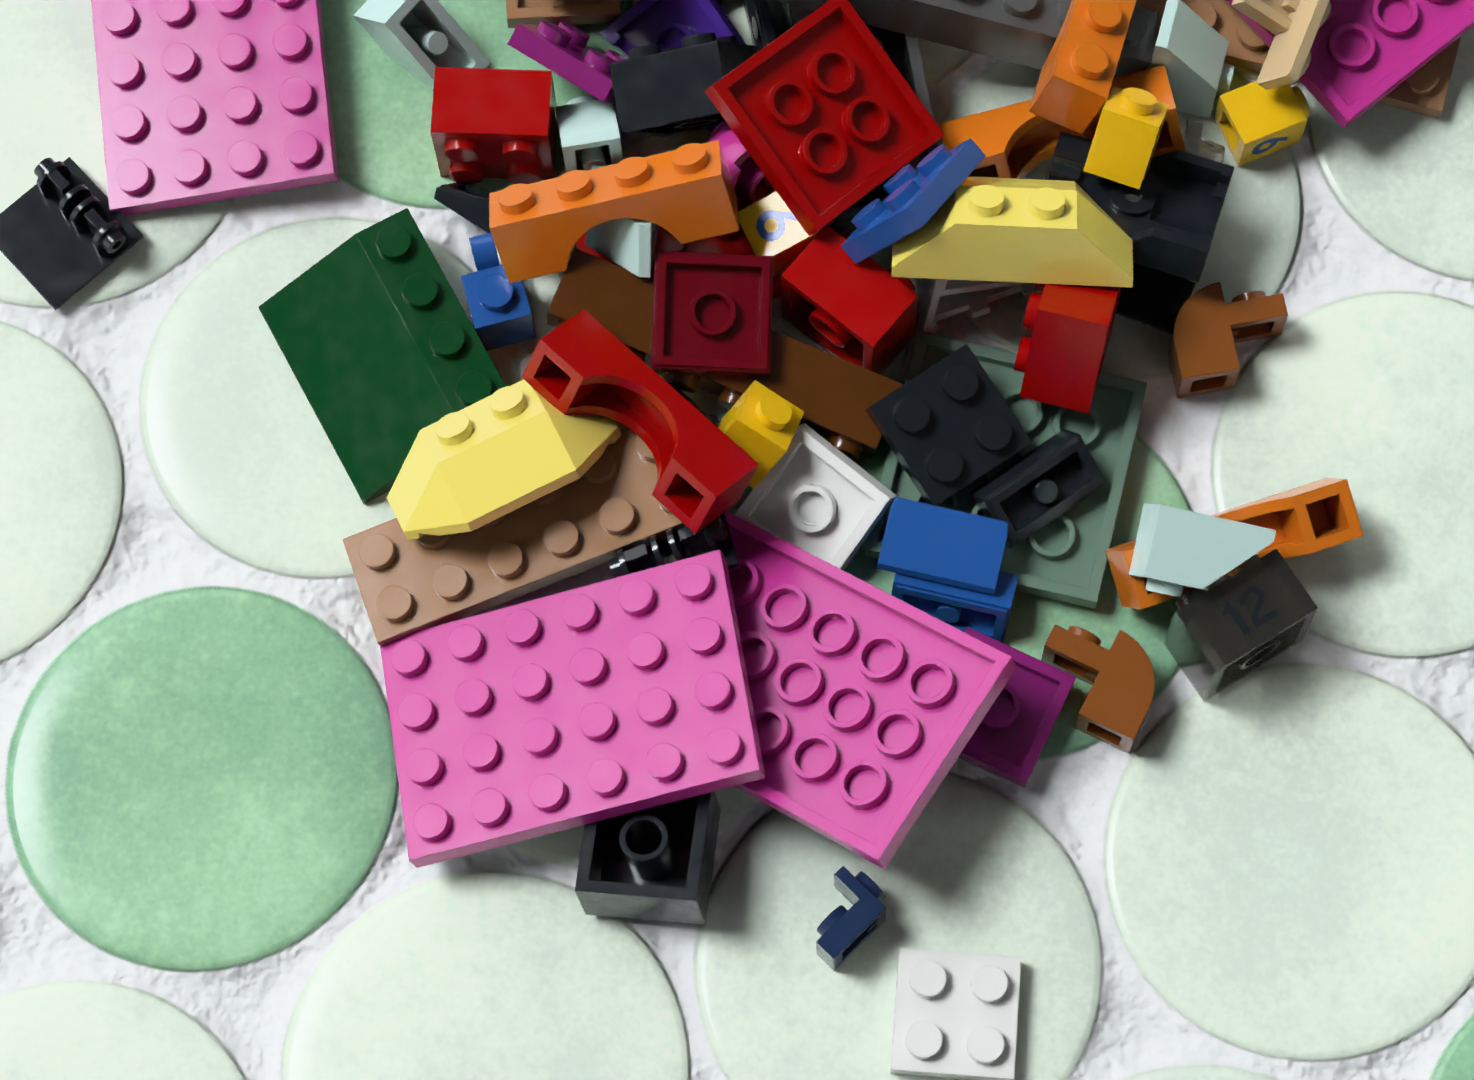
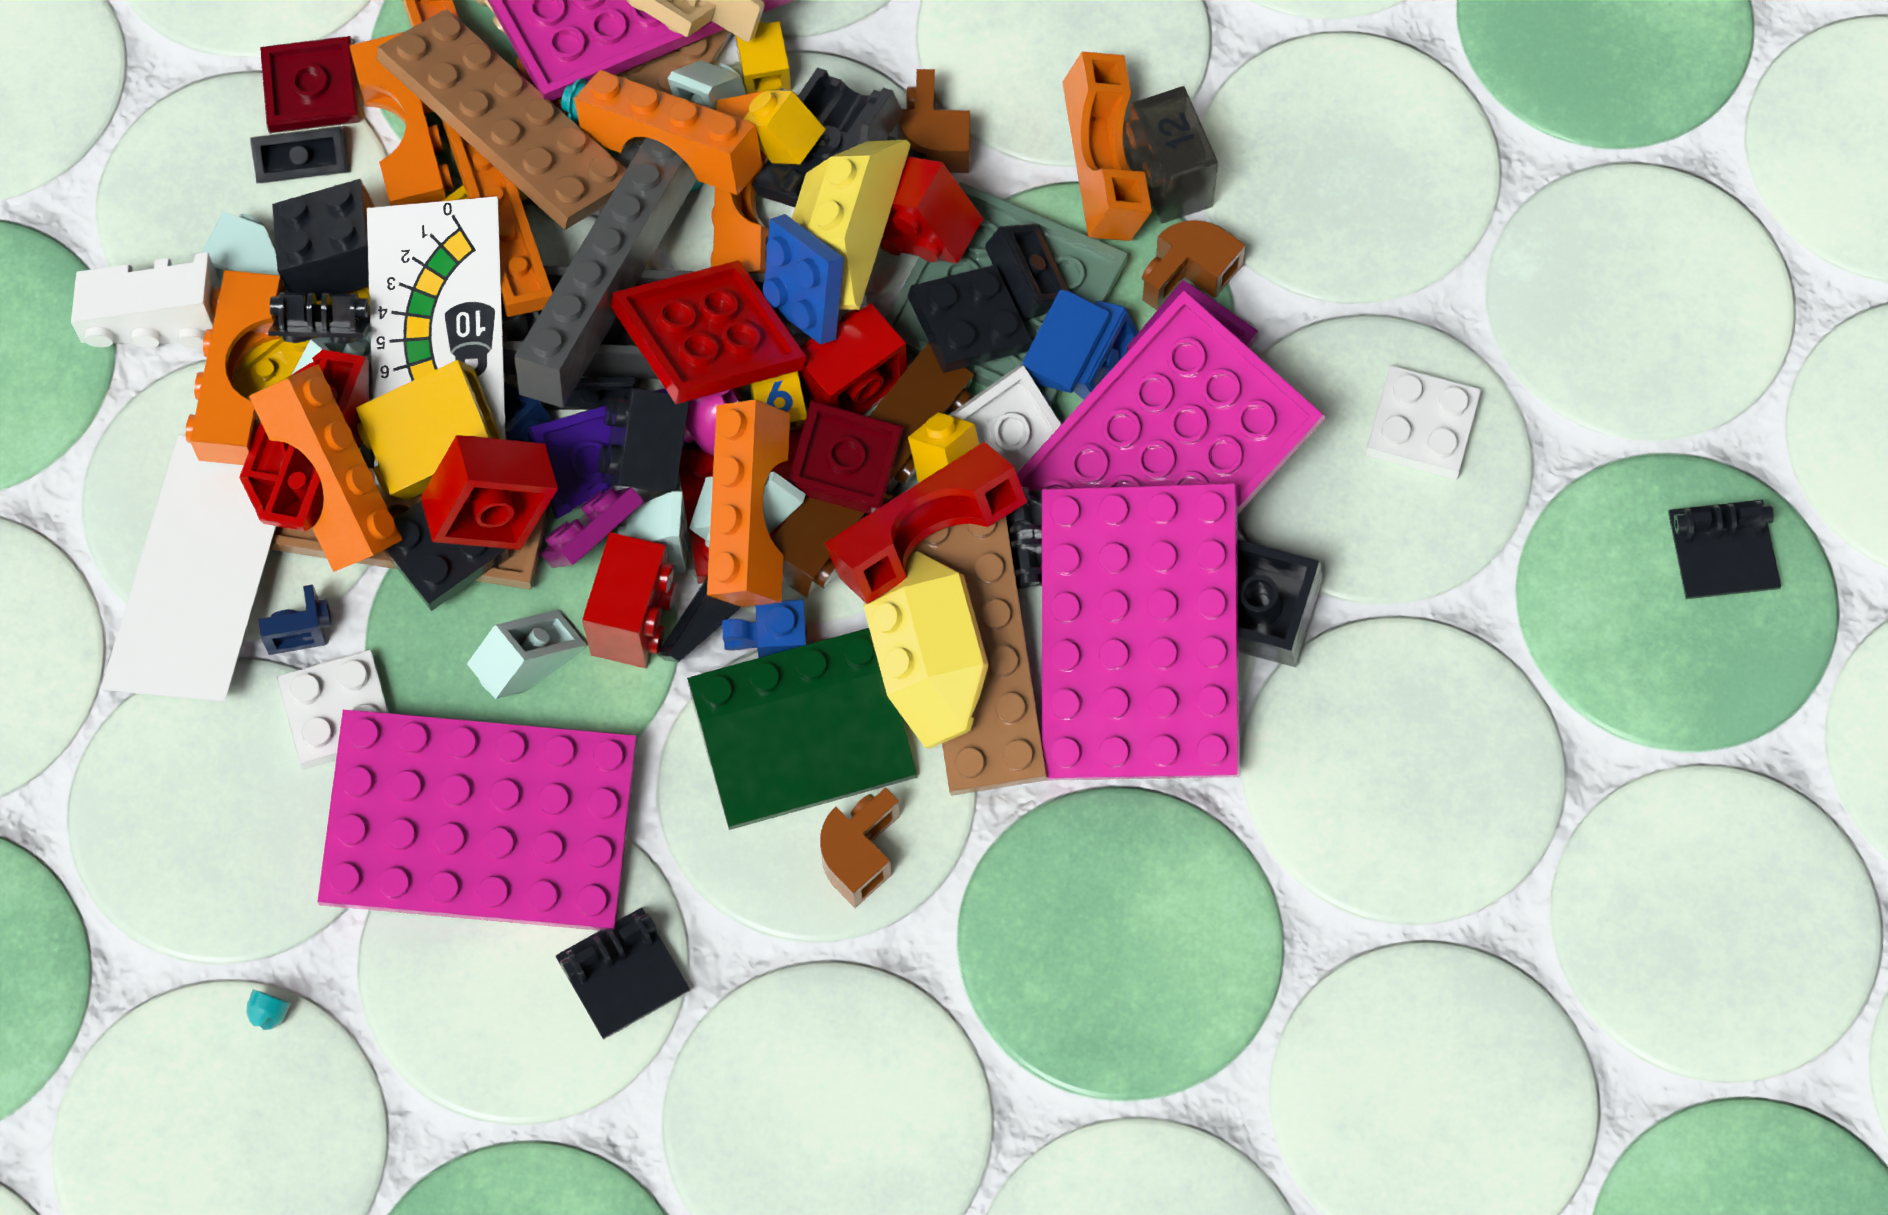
camera: 80 degrees left, 5 degrees down
(244, 437) = (847, 848): none -> dark orange brick
(847, 929) = (1346, 476): dark blue bracket -> none
(1191, 548) = (1121, 156): light aqua slope -> none

